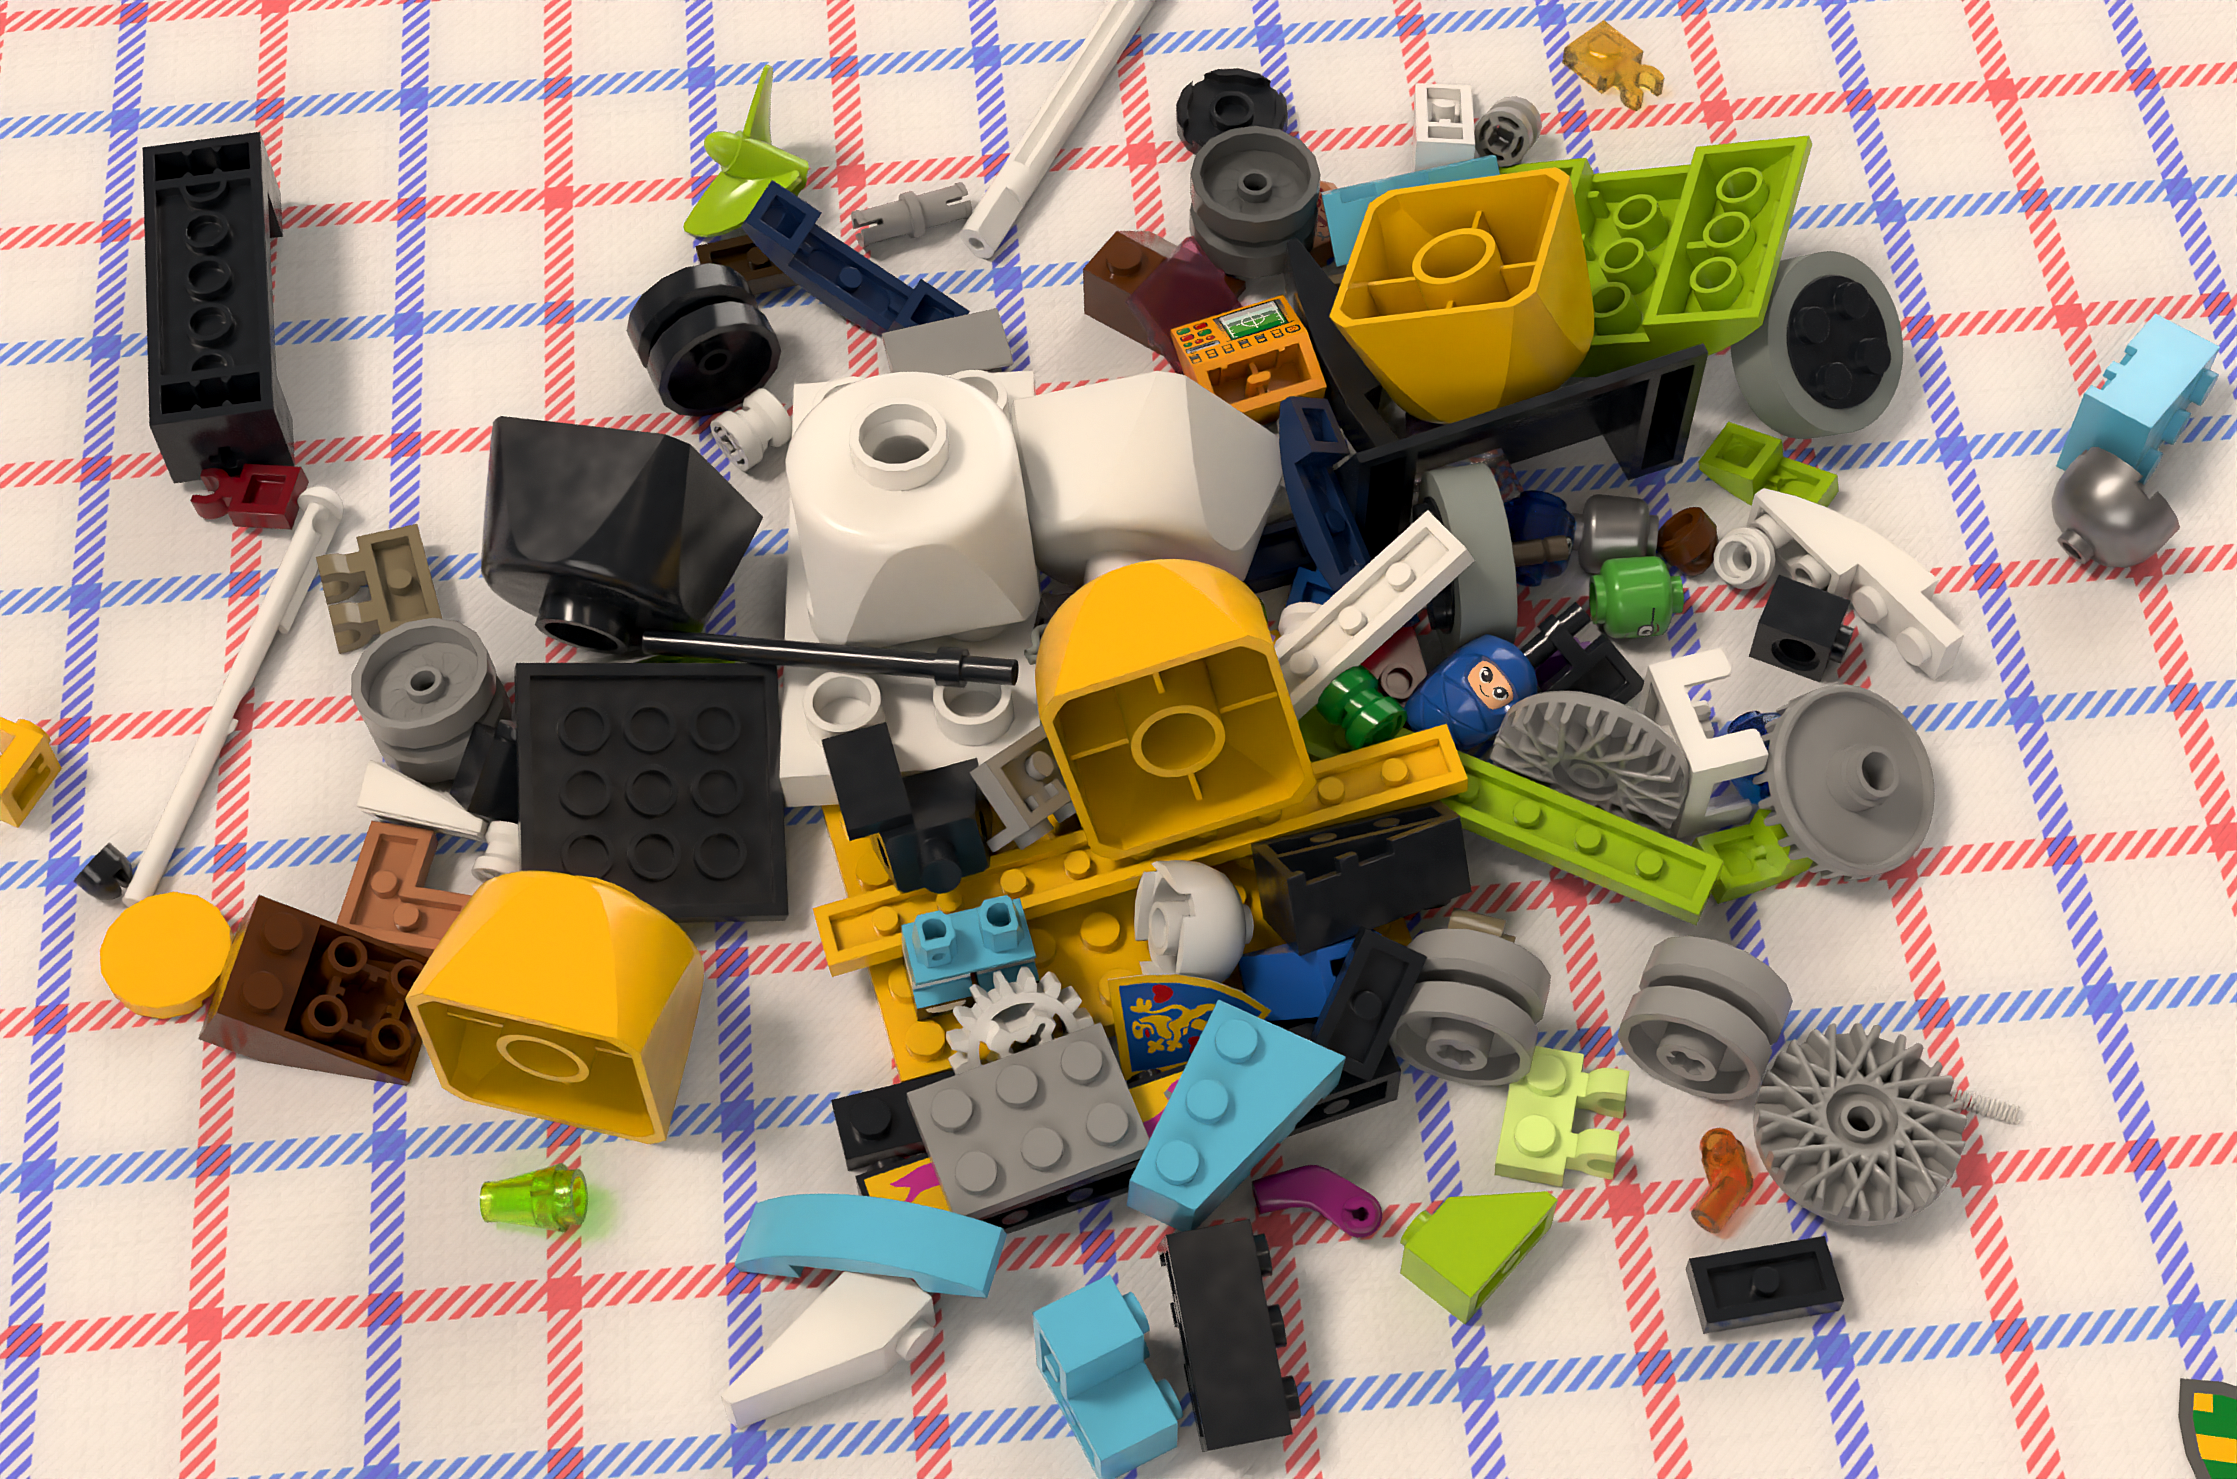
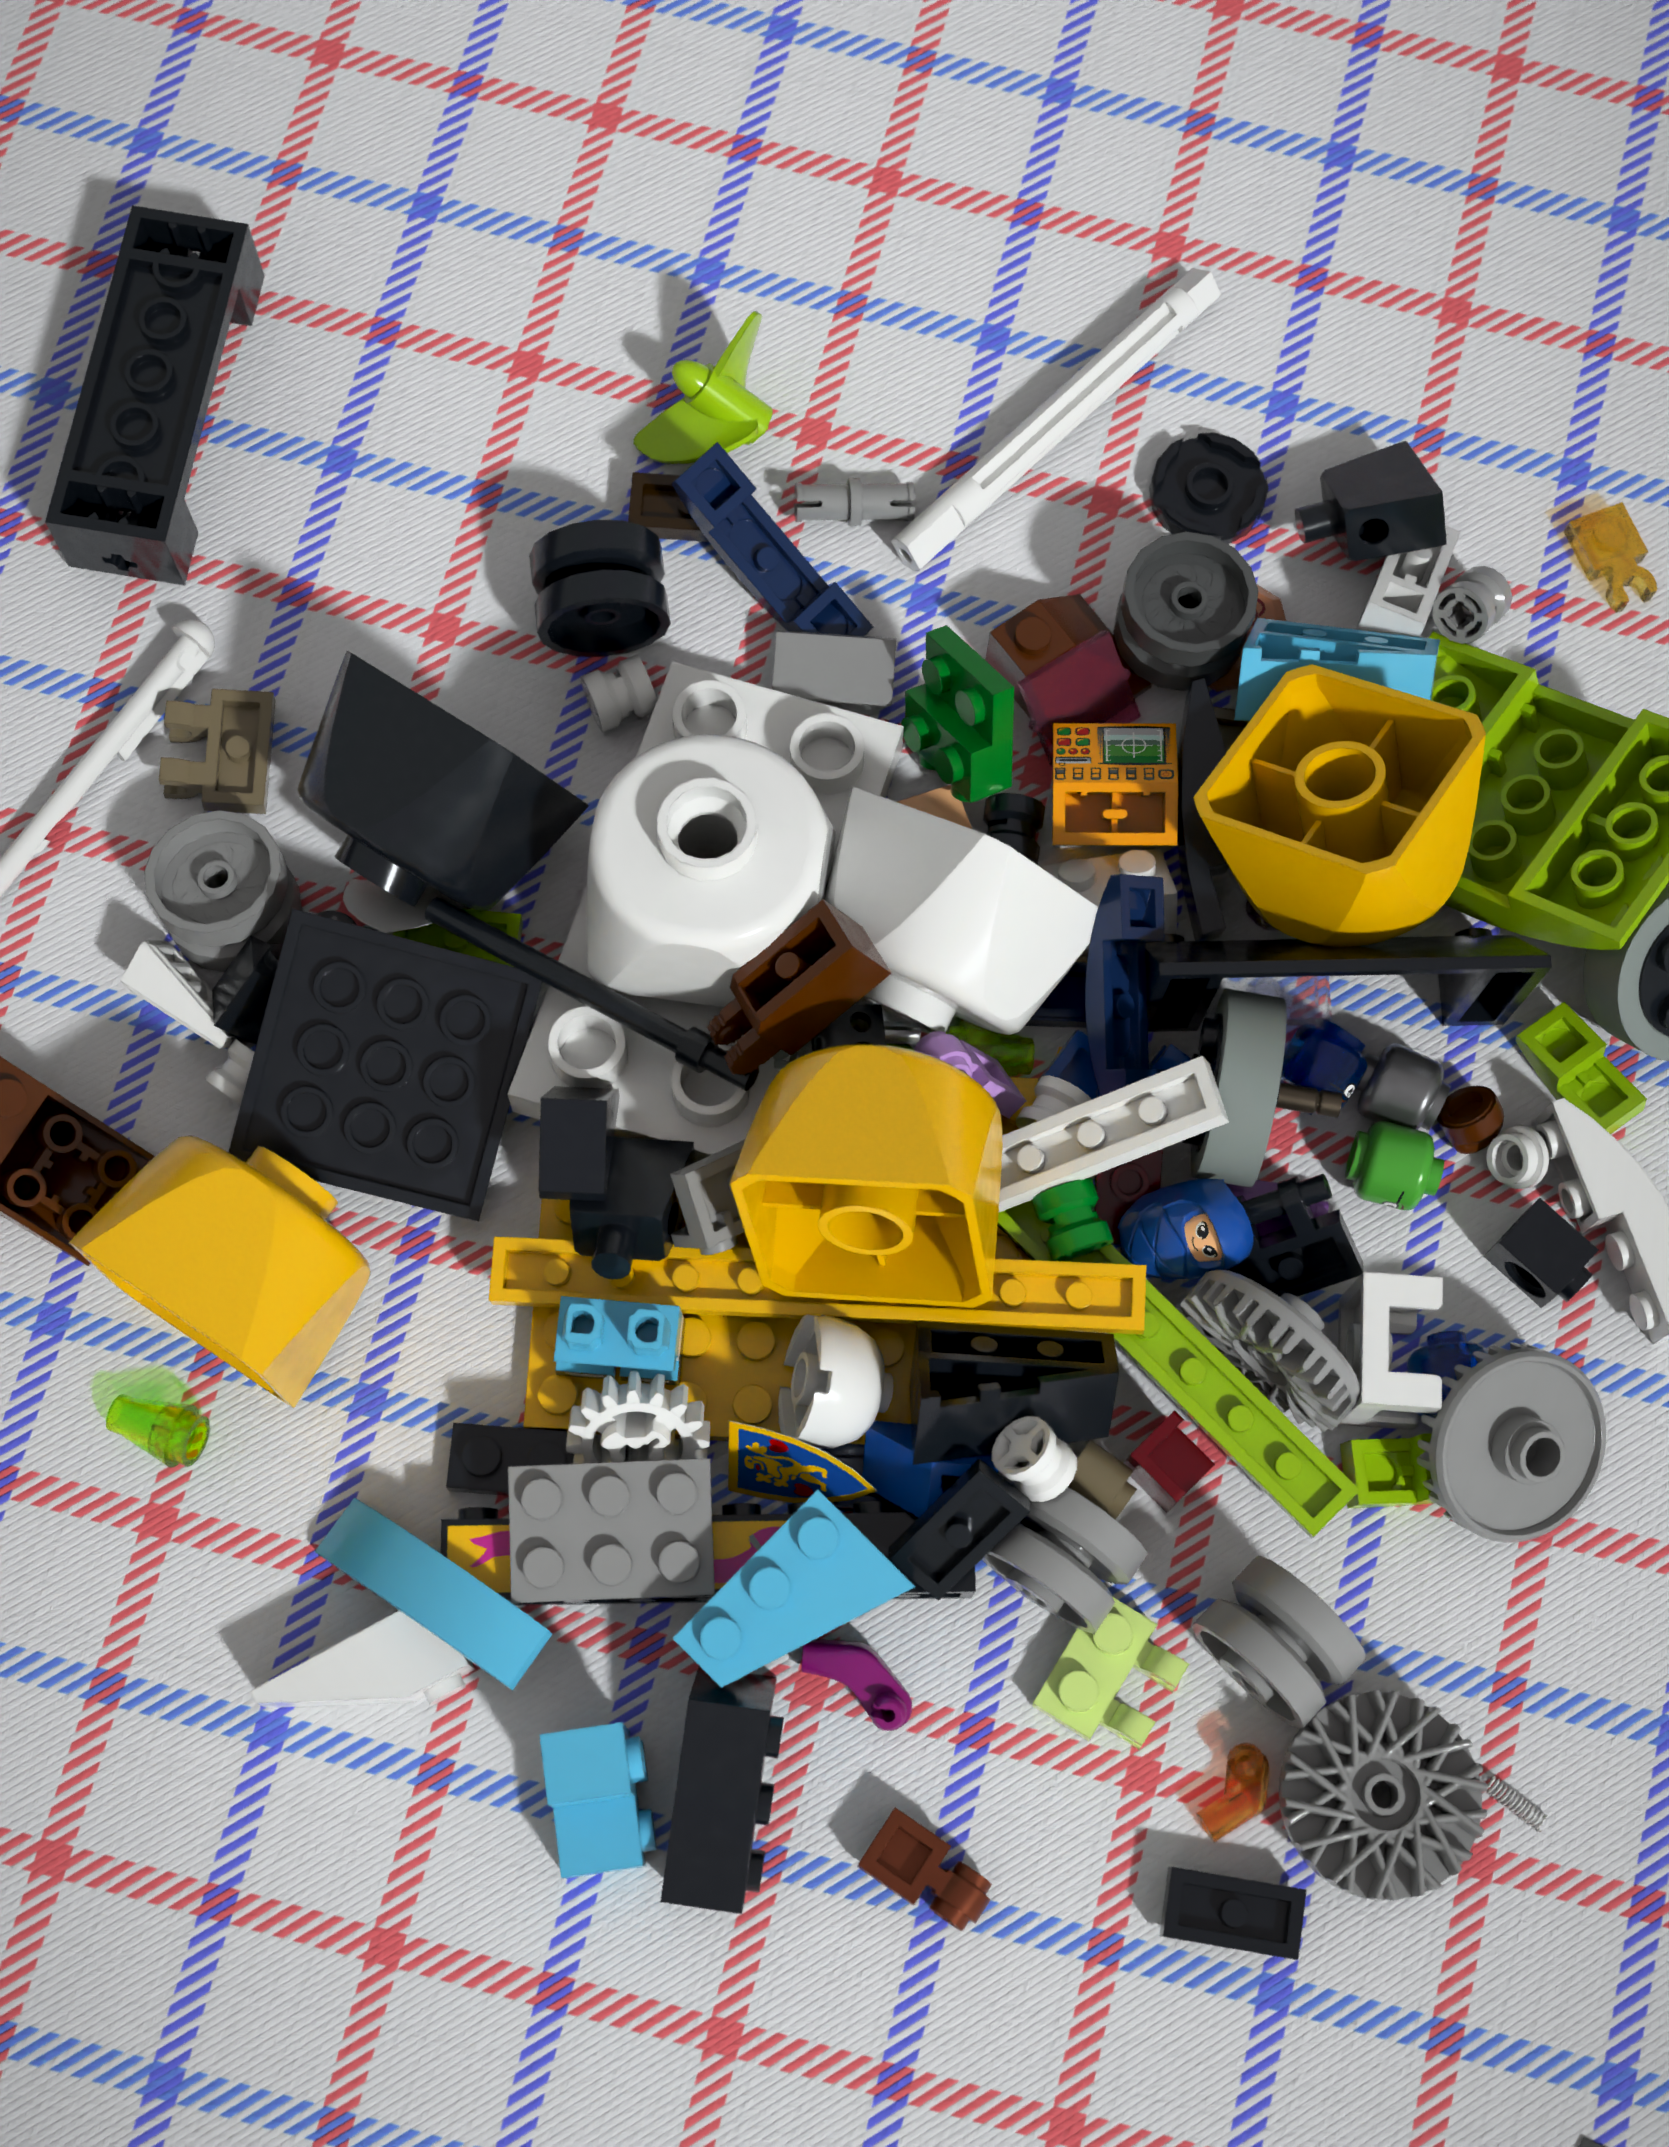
camera: 15 degrees right, 15 degrees up
(258, 499) = (137, 612): dark red plate -> none
(389, 893) = (123, 1074): nougat plate -> none
(1029, 566) = (797, 987): none -> reddish brown hinge
(1084, 330) = (961, 718): none -> green plate
(1390, 76) = (1377, 506): none -> black torso
(1412, 913) = (1034, 1459): none -> white wheel
(1434, 1342) = (908, 1859): none -> copper plate
(1473, 1246) = (978, 1780): lime slope -> none
(1535, 912) = (1168, 1463): none -> dark red panel

